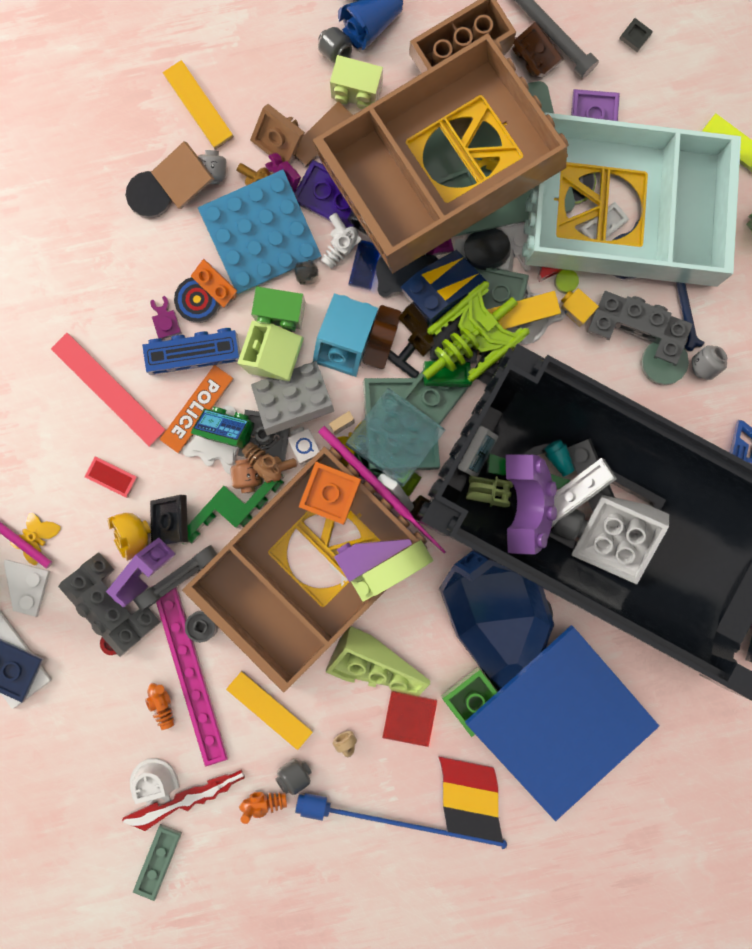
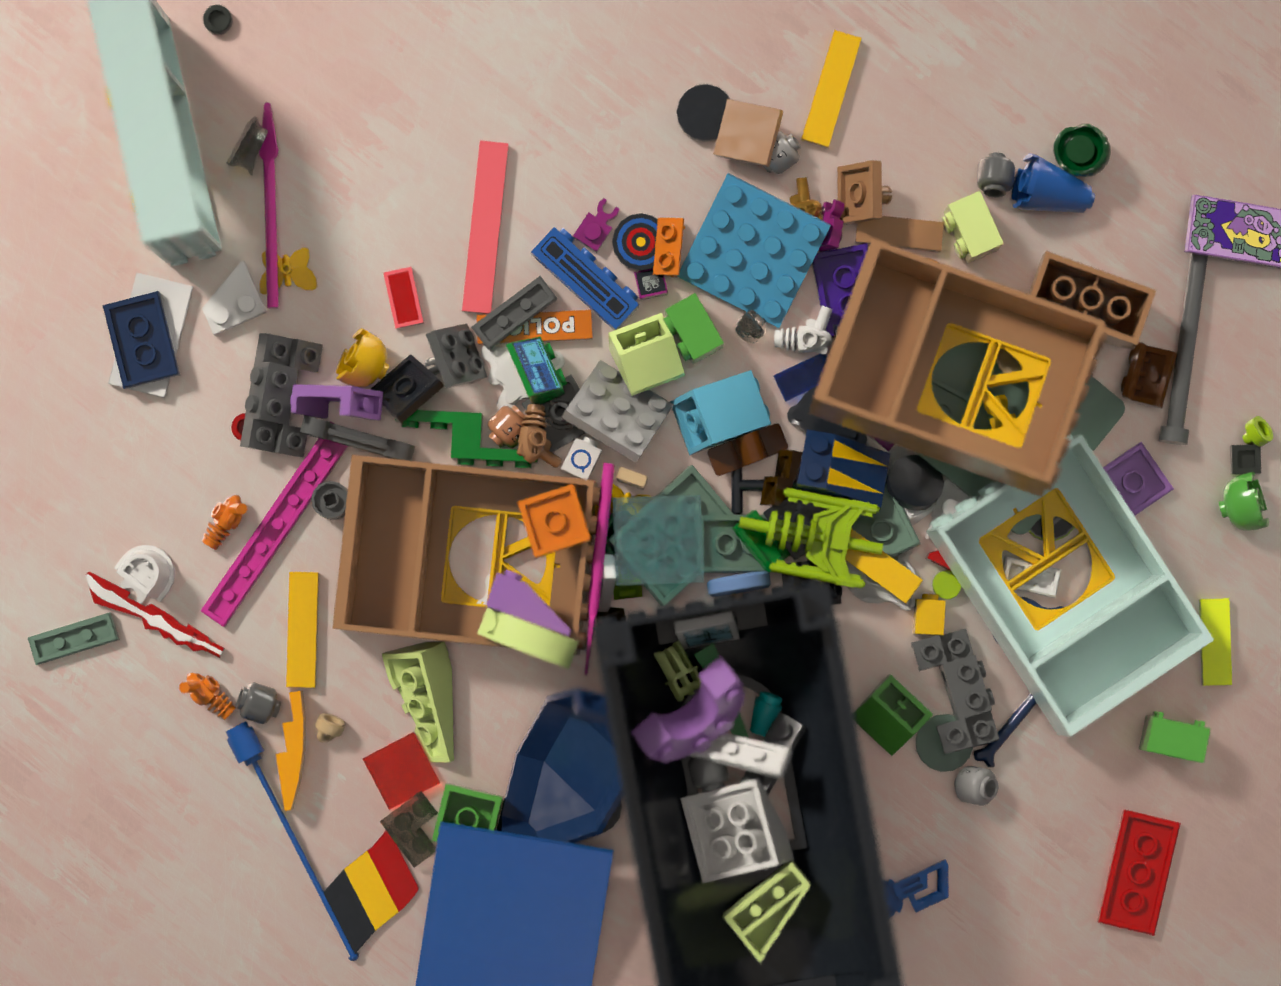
camera: 55 degrees right, 0 degrees up
(173, 473) = (455, 356): none -> dark grey plate
(177, 414) = (514, 313): none -> dark grey tile
(229, 315) = (650, 285): none -> slope
(348, 785) = (291, 762): none -> light orange slope
(448, 745) = (406, 831): none -> clear smoke plate
(463, 409) = (738, 583): none -> medium blue wheel
(625, 375) = (891, 715): none -> bright green slope
(626, 12) = (1257, 432): none -> lime tile
(665, 54) = (1244, 503): none -> bright green cylinder
(686, 555) = (767, 907): none -> yellowish green wedge

